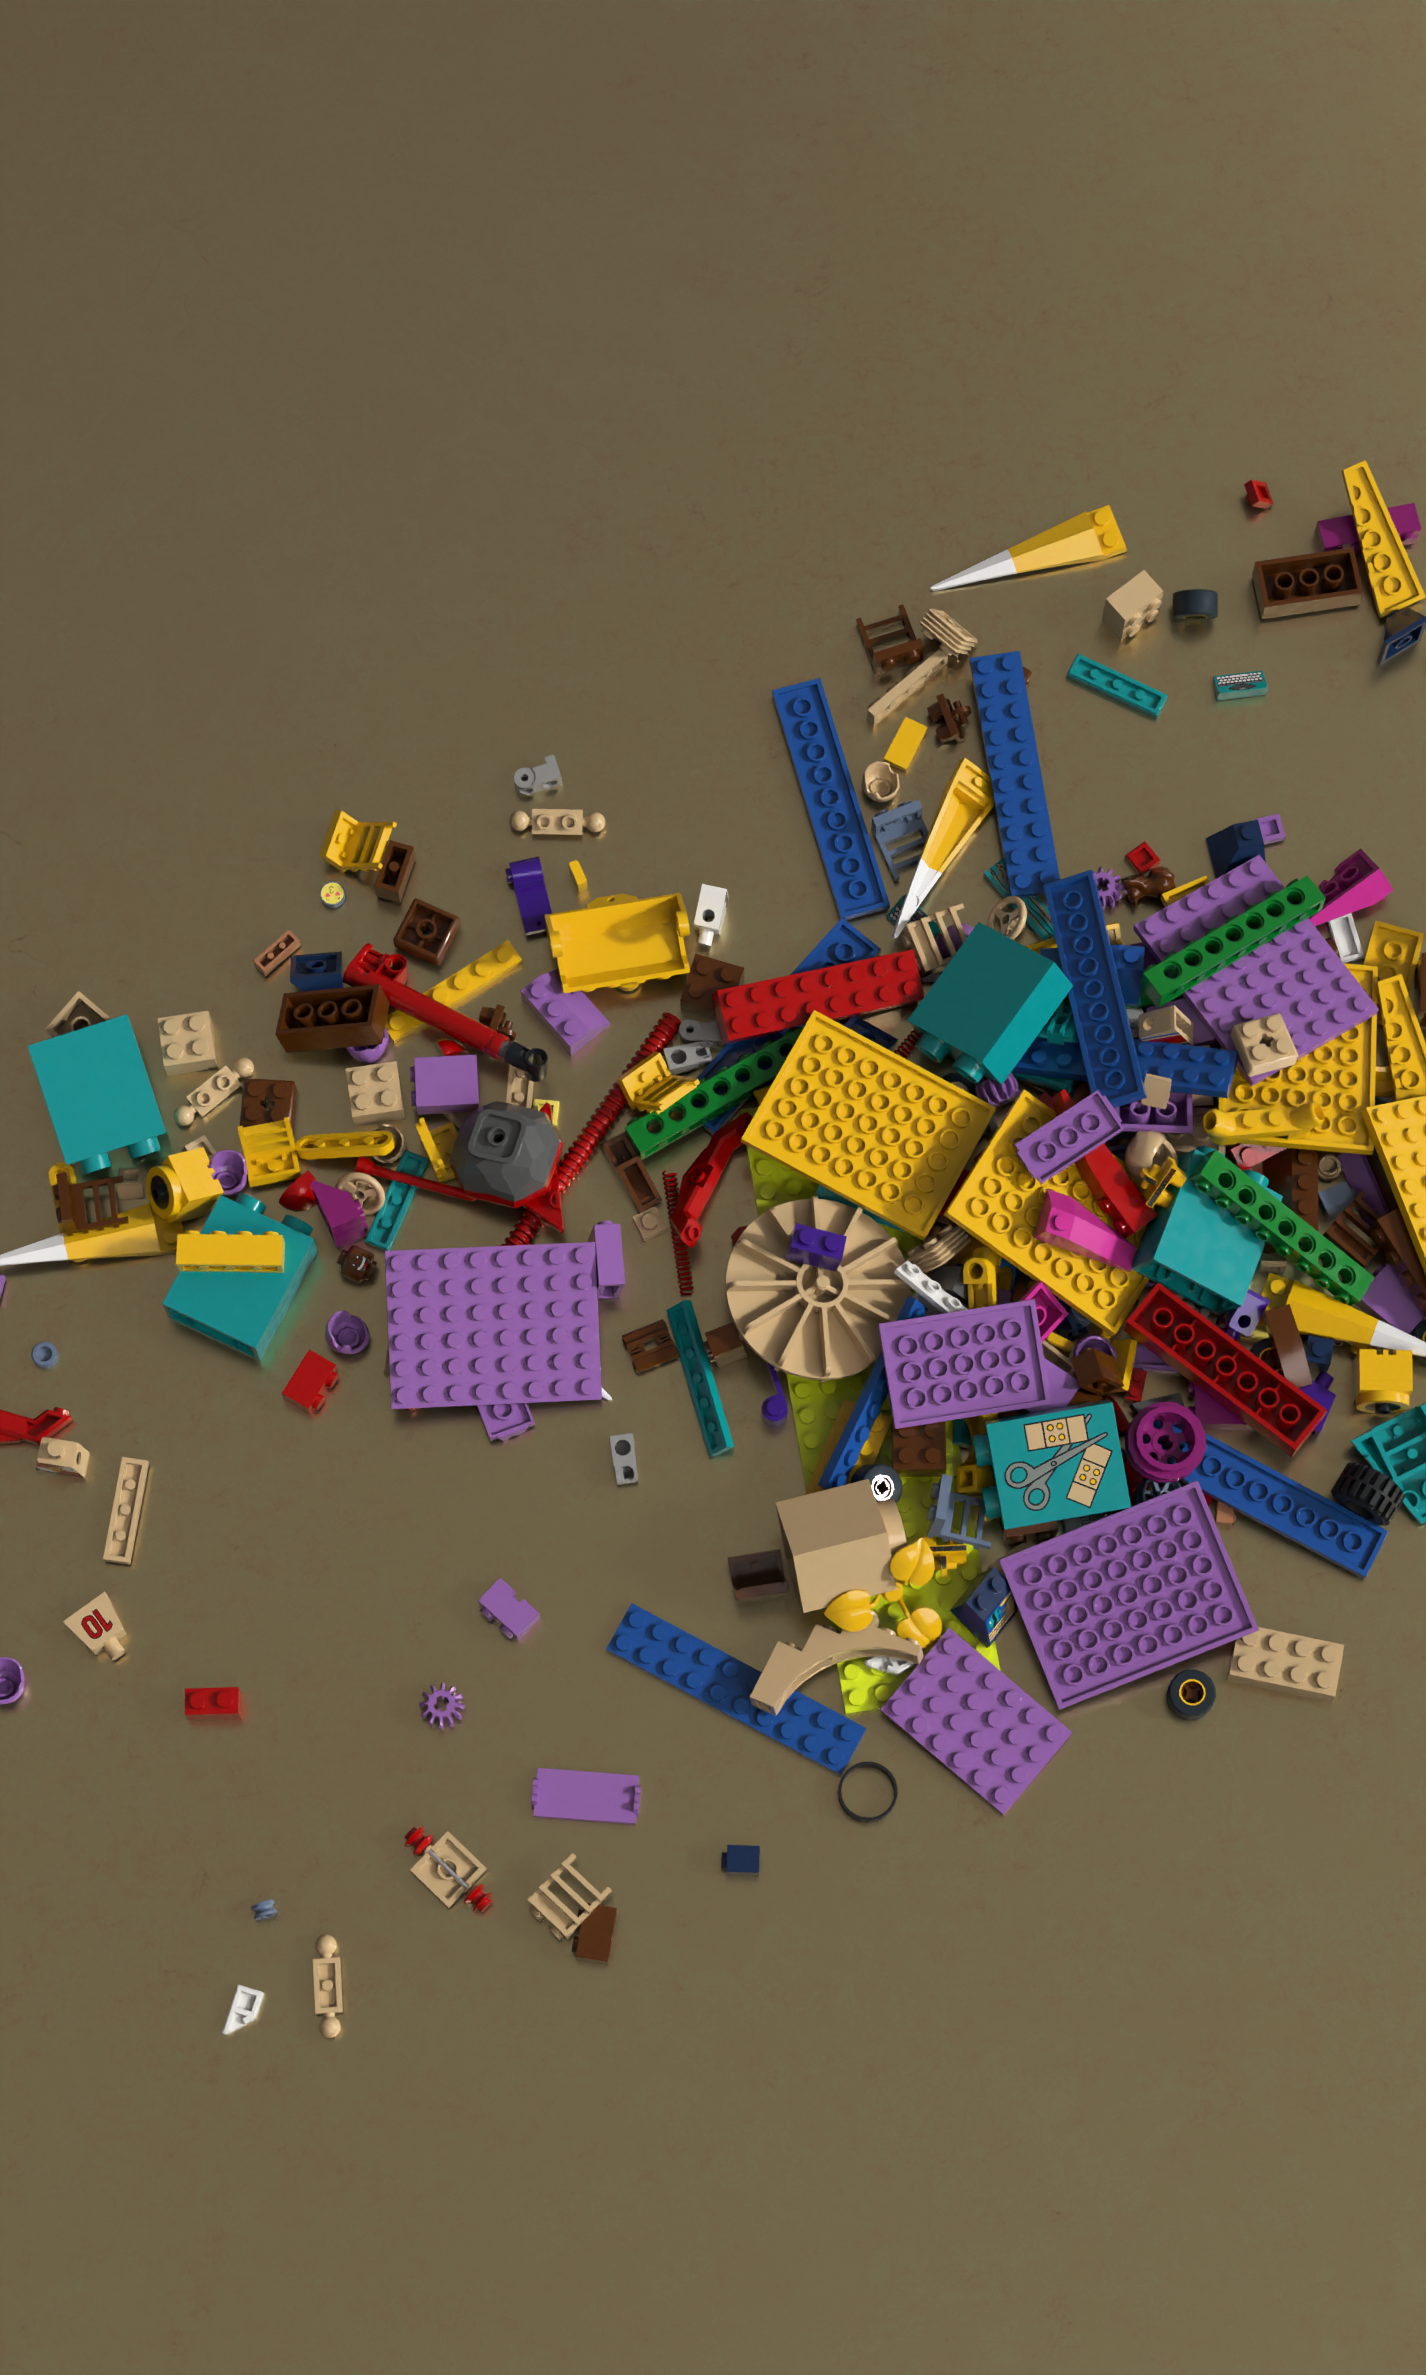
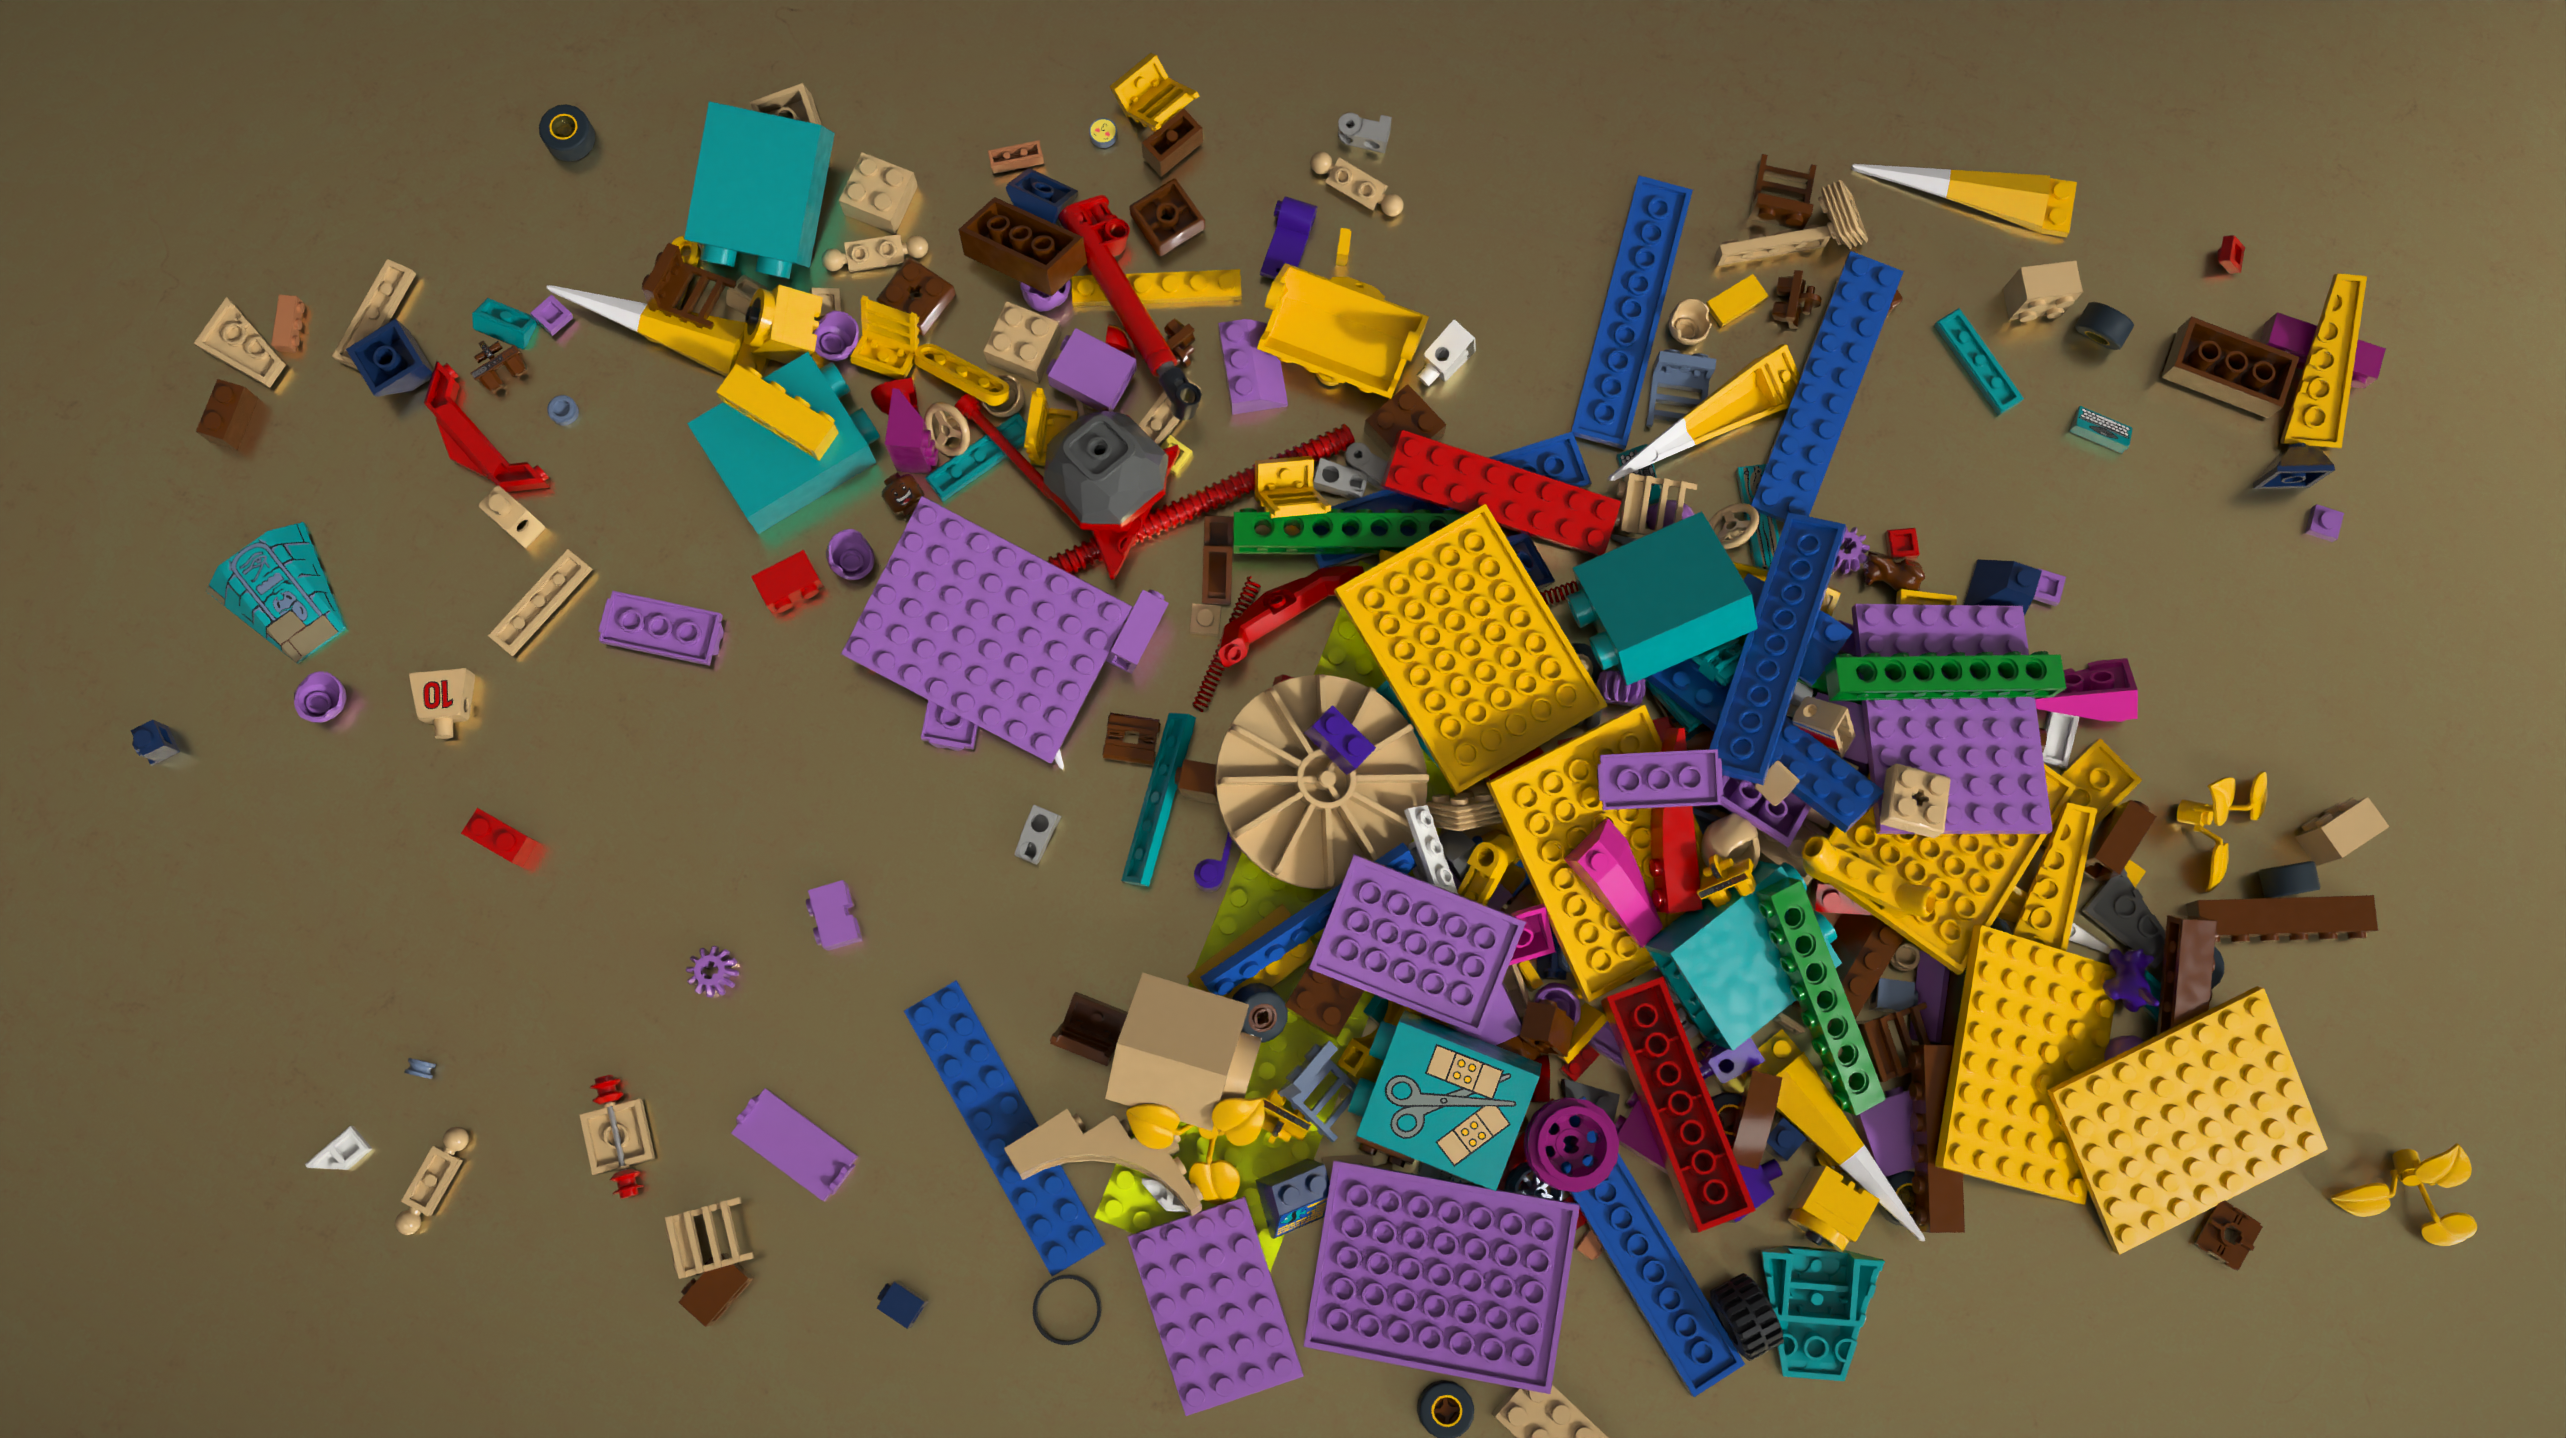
camera: 25 degrees right, 5 degrees up
(233, 1474) = (661, 628): none -> medium lavender brick

